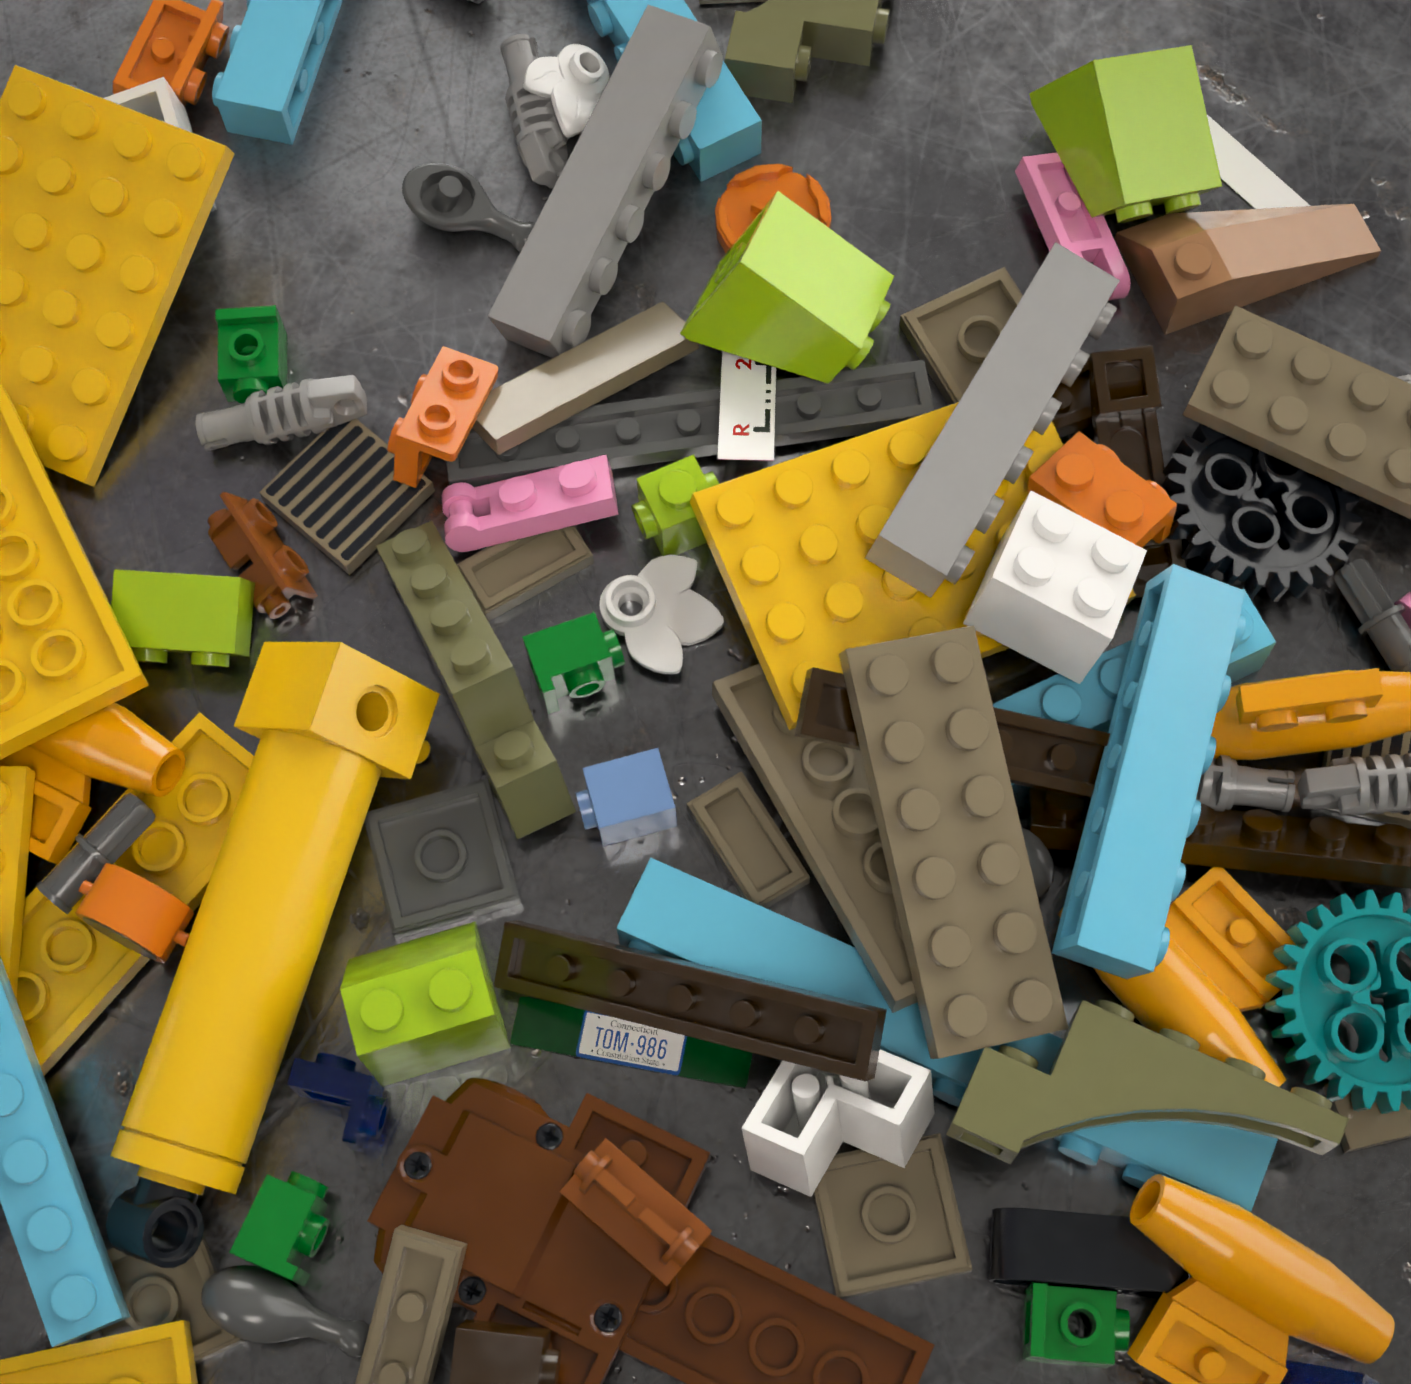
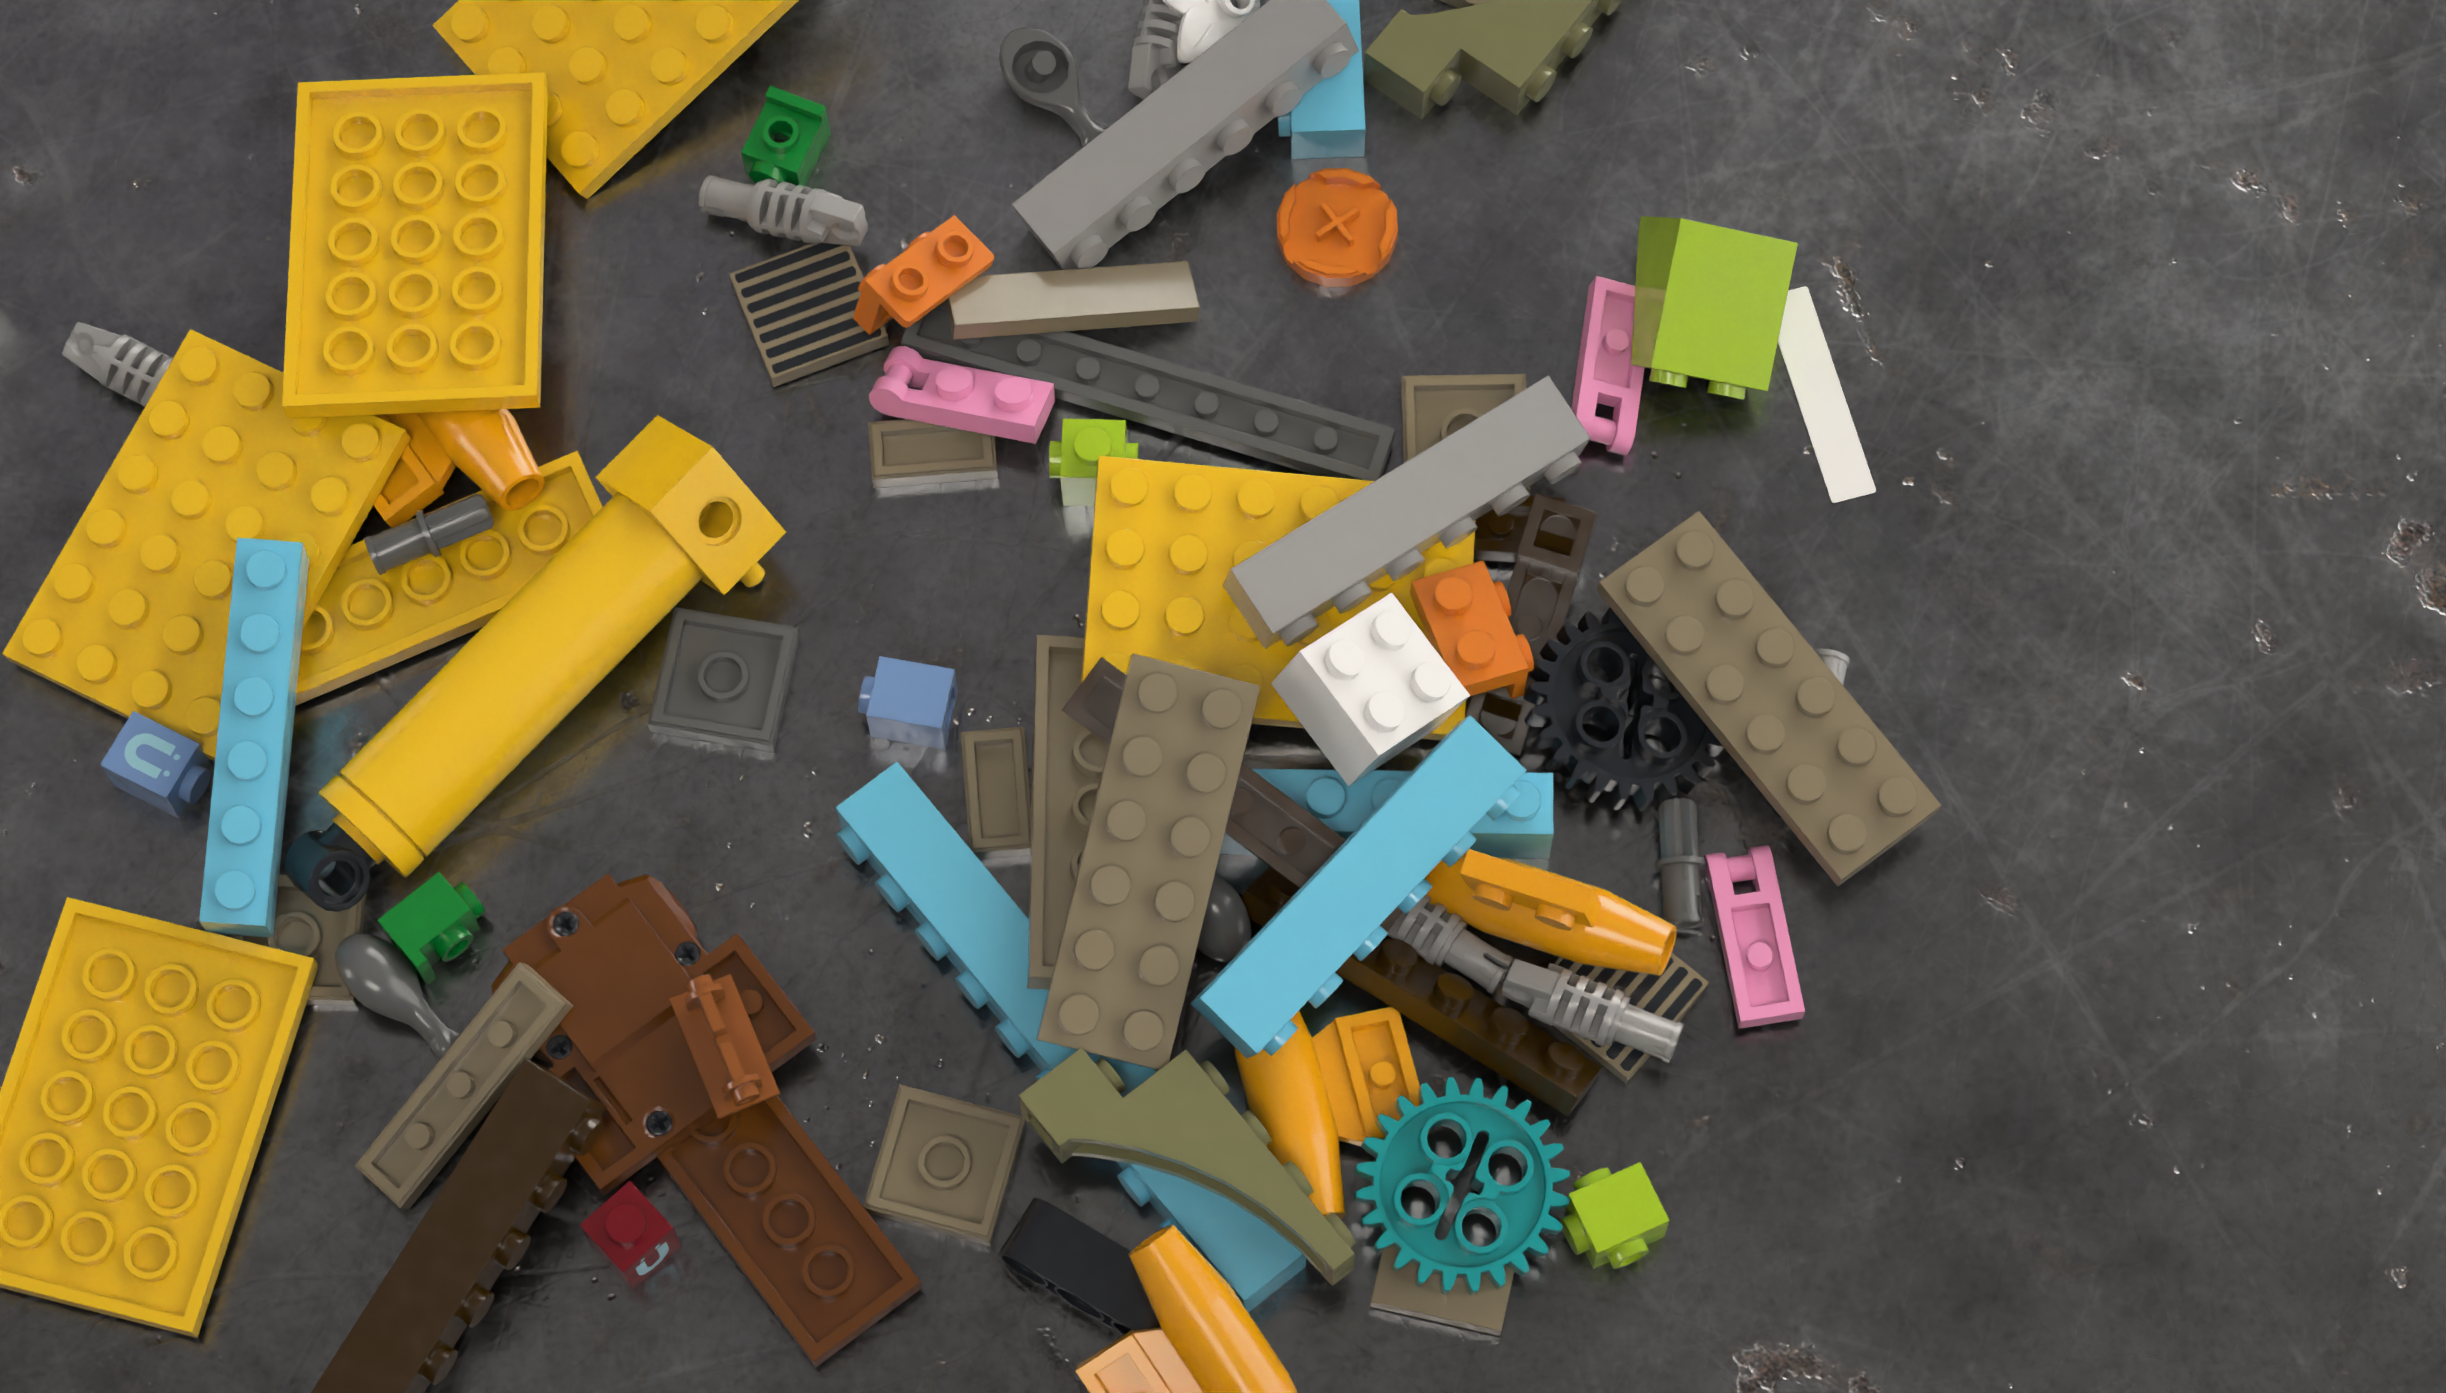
camera: 25 degrees right, 0 degrees up
(134, 912) = (434, 599): orange piece -> none
(184, 615) = (605, 357): lime brick -> none
(249, 533) = (701, 306): dark orange hinge -> none
(336, 1082) = (536, 827): clear blue bracket -> none
(423, 1005) = (639, 797): lime slope -> none
(477, 679) = (830, 533): olive arch -> none
(572, 659) = (926, 557): green brick -> none
(621, 1042) = (807, 916): sticker -> none
(669, 615) = (1037, 557): white plate -> none
(692, 999) = (862, 895): dark brown plate -> none
(746, 409) = (1225, 367): white sticker -> none
(792, 296) = (1301, 314): lime slope -> none
(813, 1111) = (938, 1034): white brick -> none
(1047, 1331) = (1054, 1350): green brick -> none
(1213, 260) = (1748, 463): medium nougat wedge -> none

